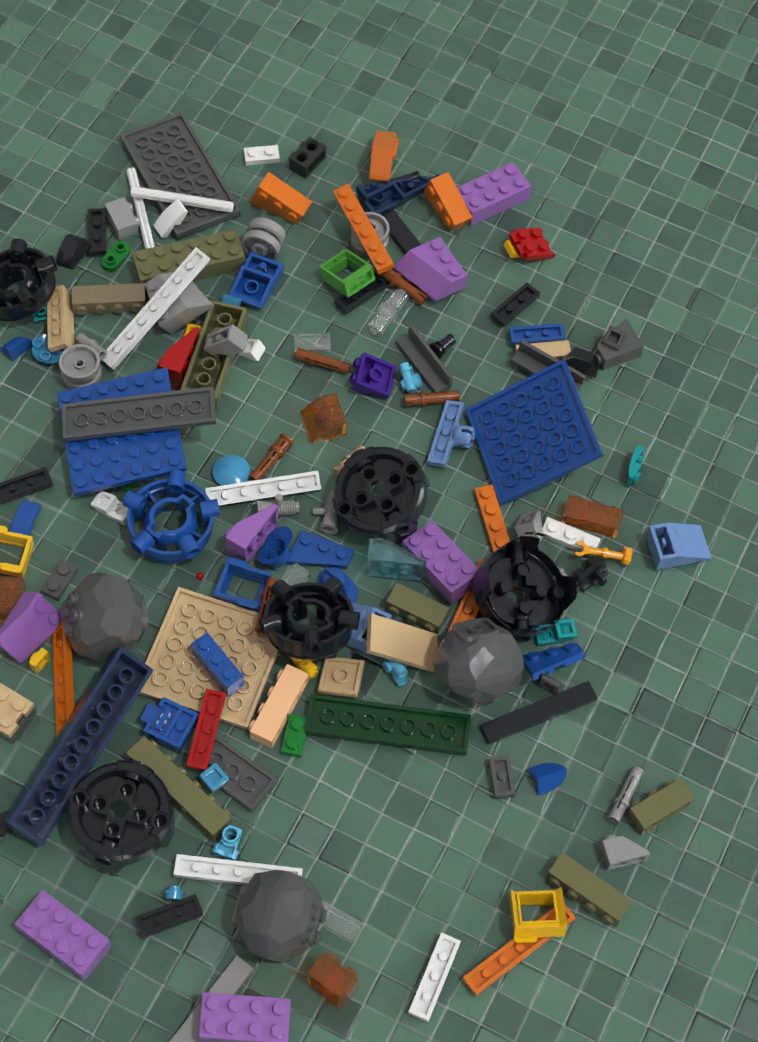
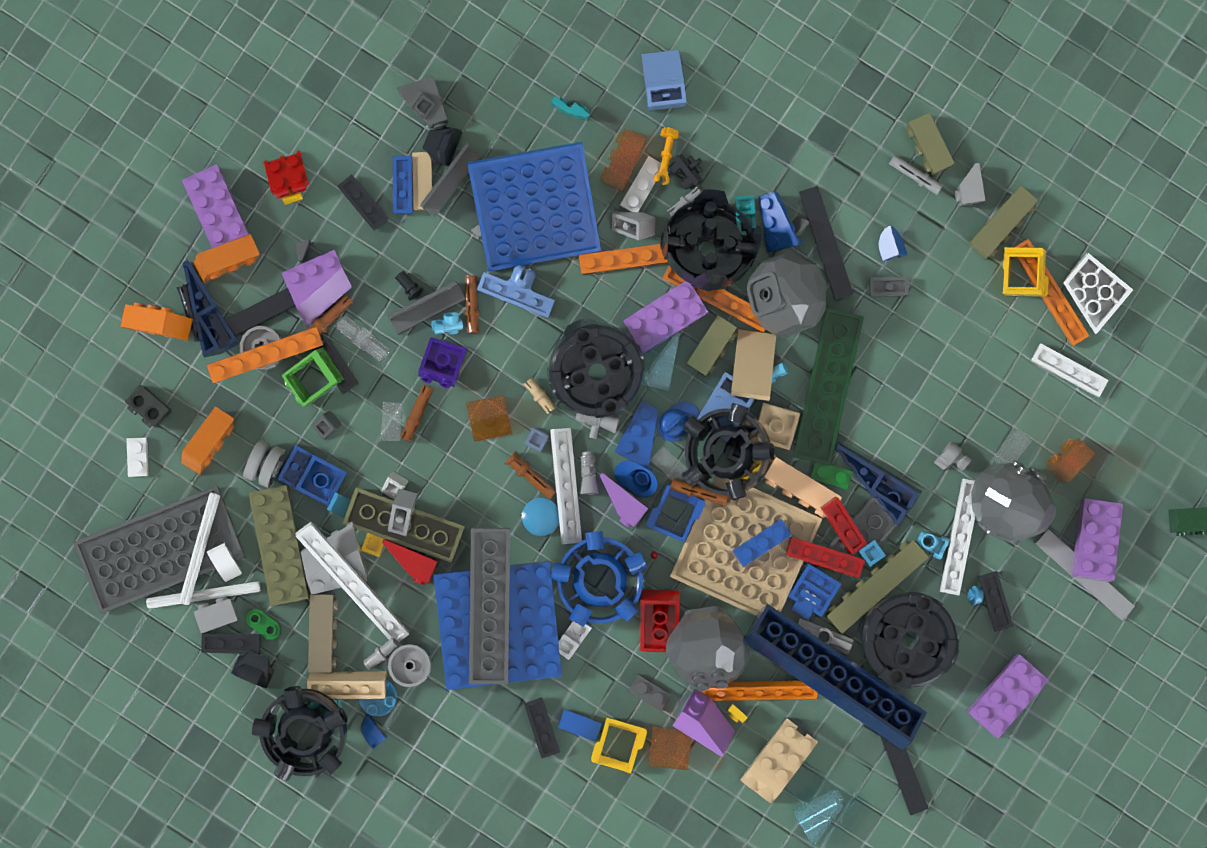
camera: 80 degrees left, 25 degrees up
(127, 728) = (835, 640): none -> light grey piece
(144, 574) = (658, 618): none -> red slope
(241, 744) = (843, 525): none -> red plate
(281, 797) = (890, 491): none -> dark blue wedge
(304, 292) = (326, 425): none -> dark grey slope
(306, 462) = (536, 439): none -> sand blue tile
(328, 856) = (952, 454): none -> light grey piece
(465, 259) = (302, 249): none -> dark grey slope
(527, 995) = (1096, 291): none -> white wedge

